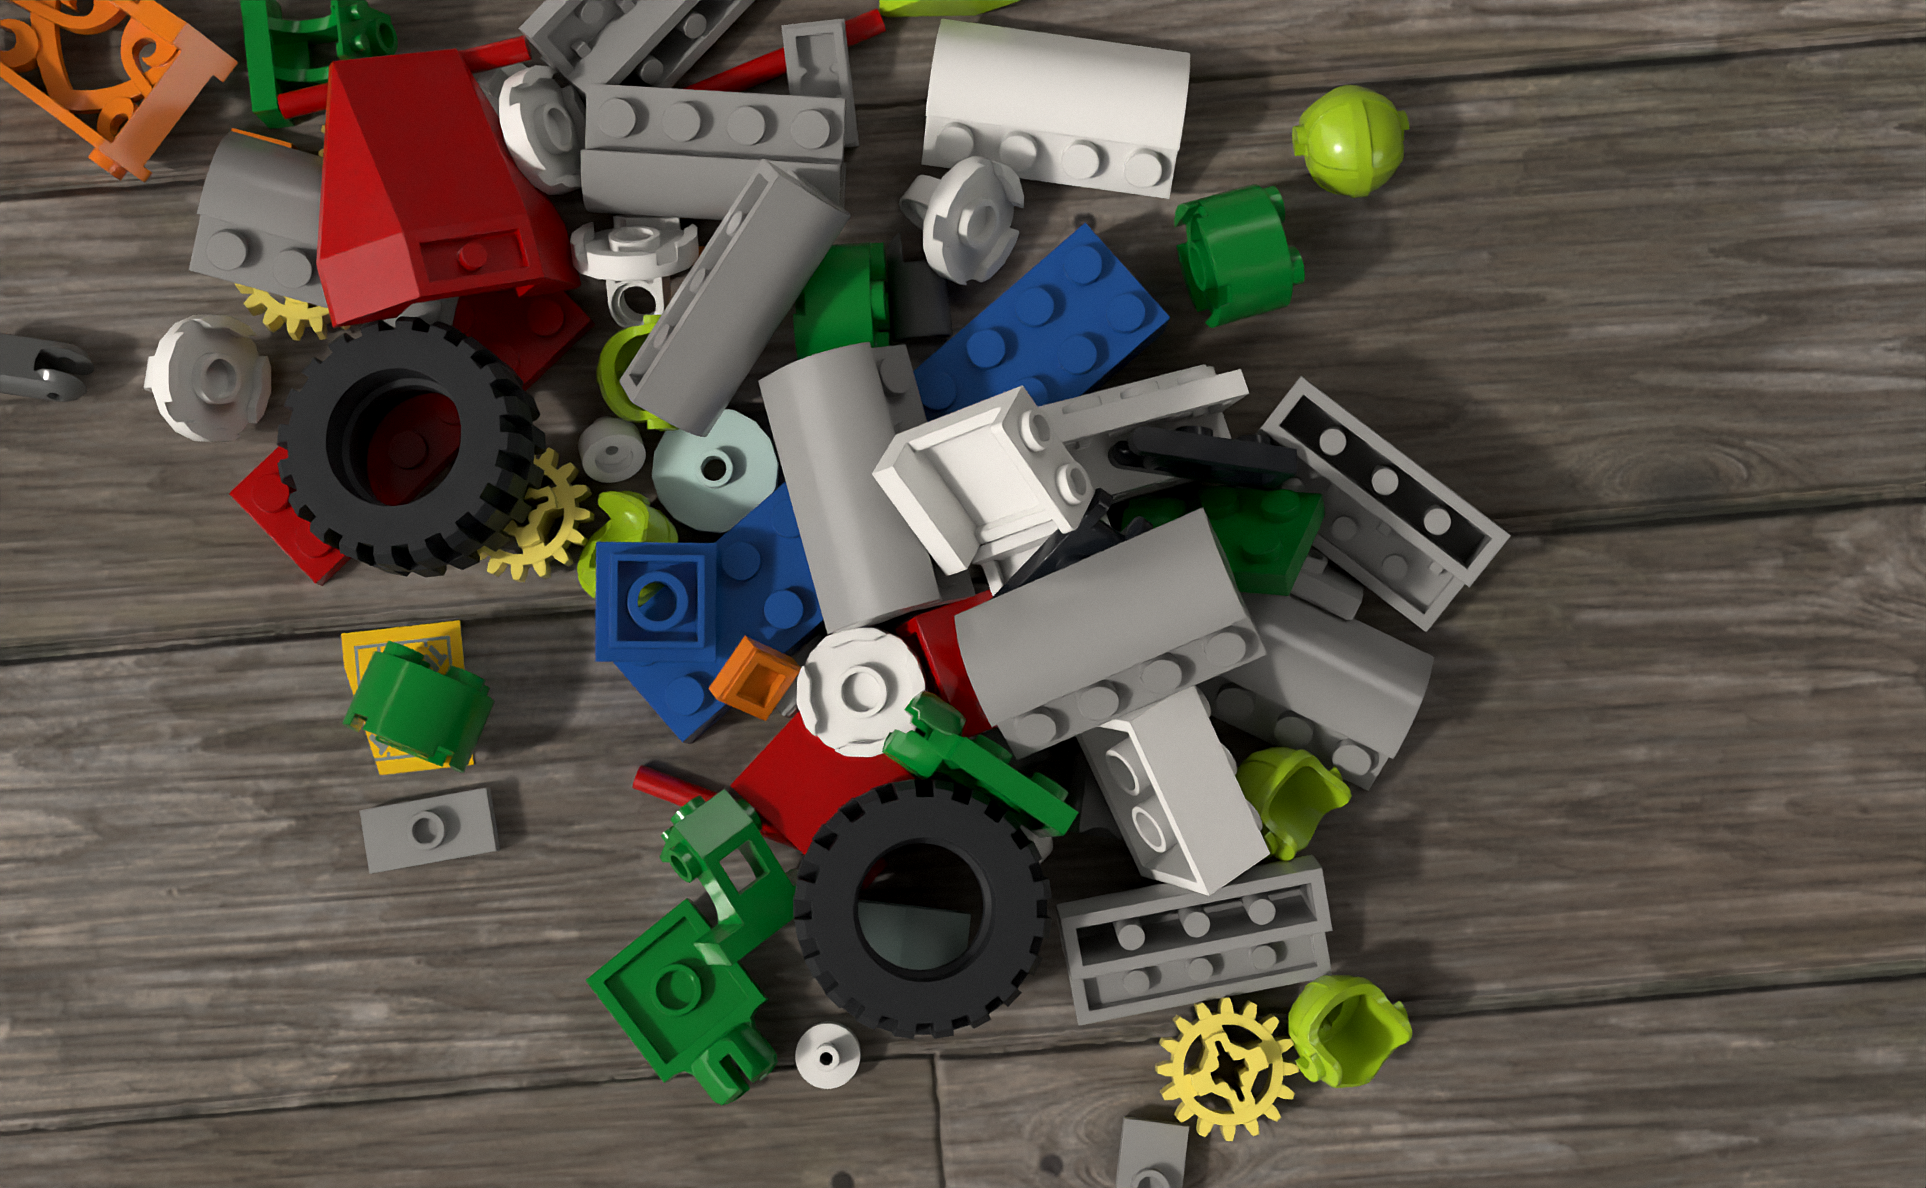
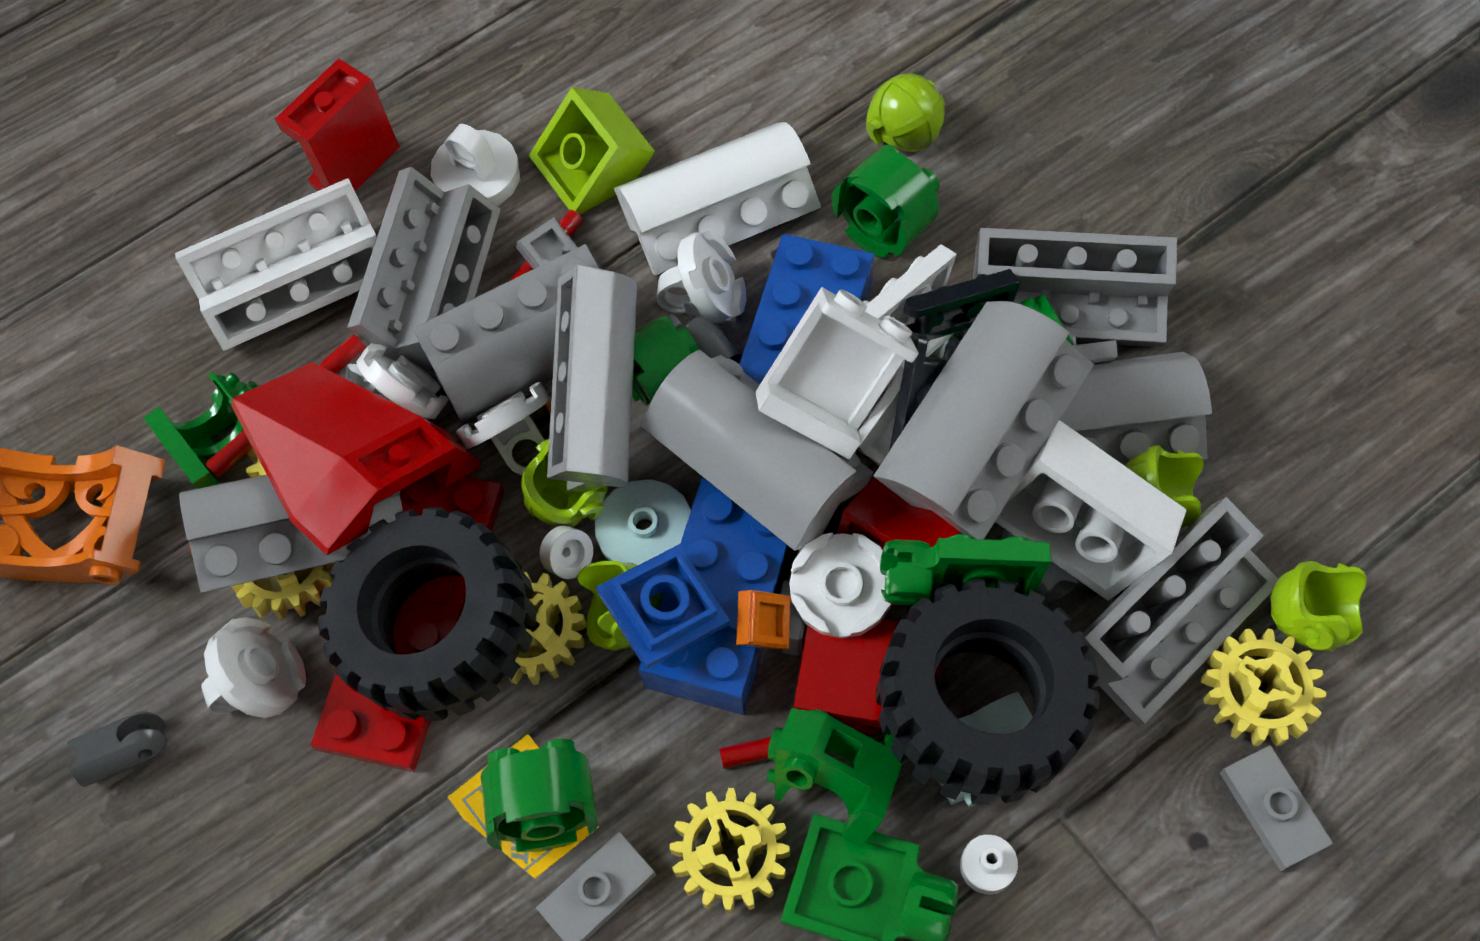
camera: 25 degrees left, 20 degrees down
(554, 874) = (753, 841): none -> light yellow gear

